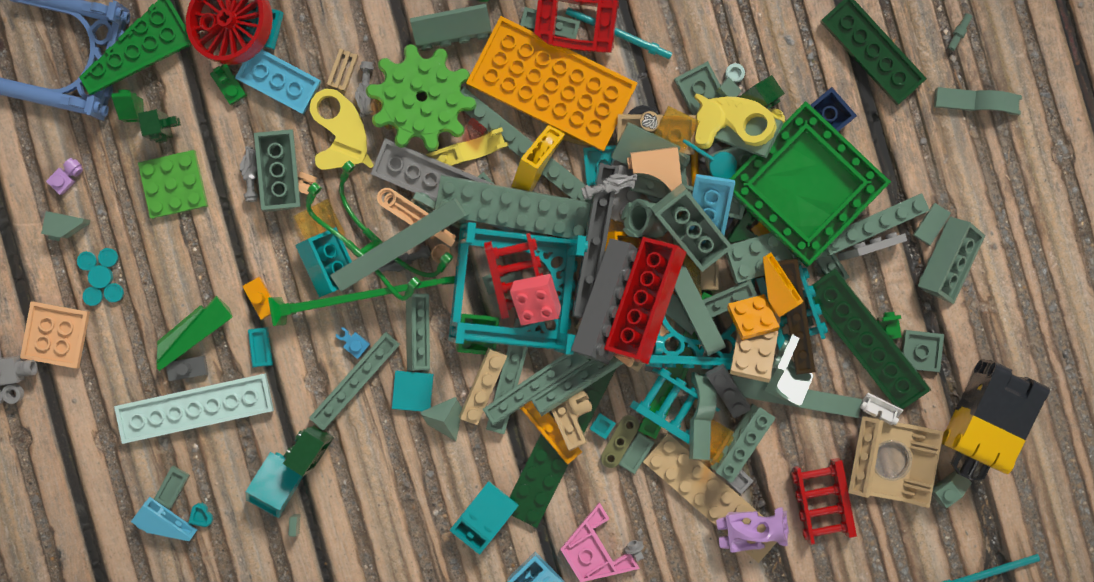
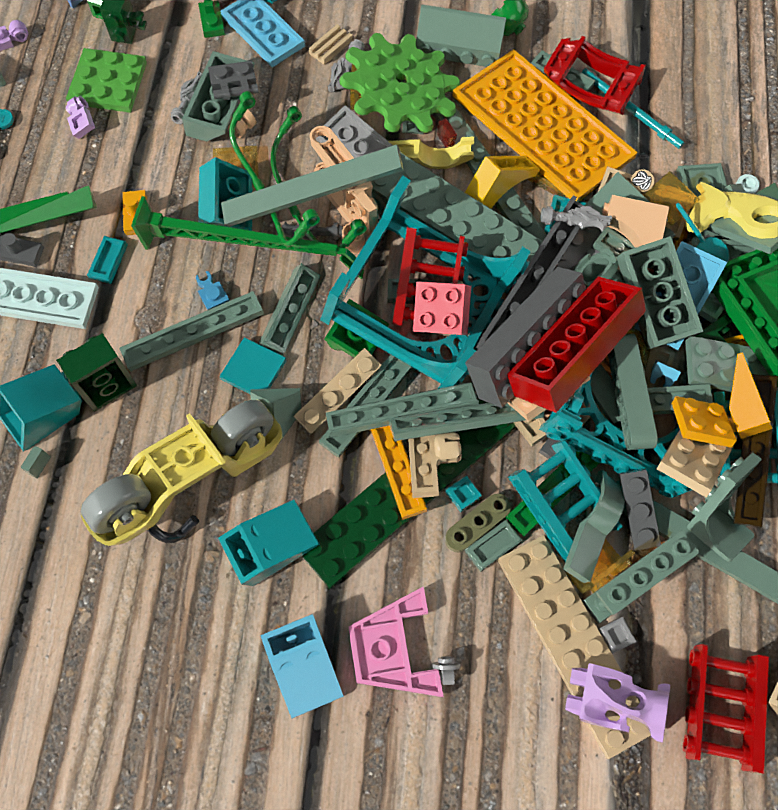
camera: 20 degrees right, 20 degrees down
(175, 235) = (80, 119): none -> lavender plate
(281, 154) = (232, 80): none -> dark grey plate
(349, 133) = (309, 91): light yellow animal -> none
(404, 499) = (155, 475): none -> piece
(716, 275) = (670, 373): none -> medium azure tile

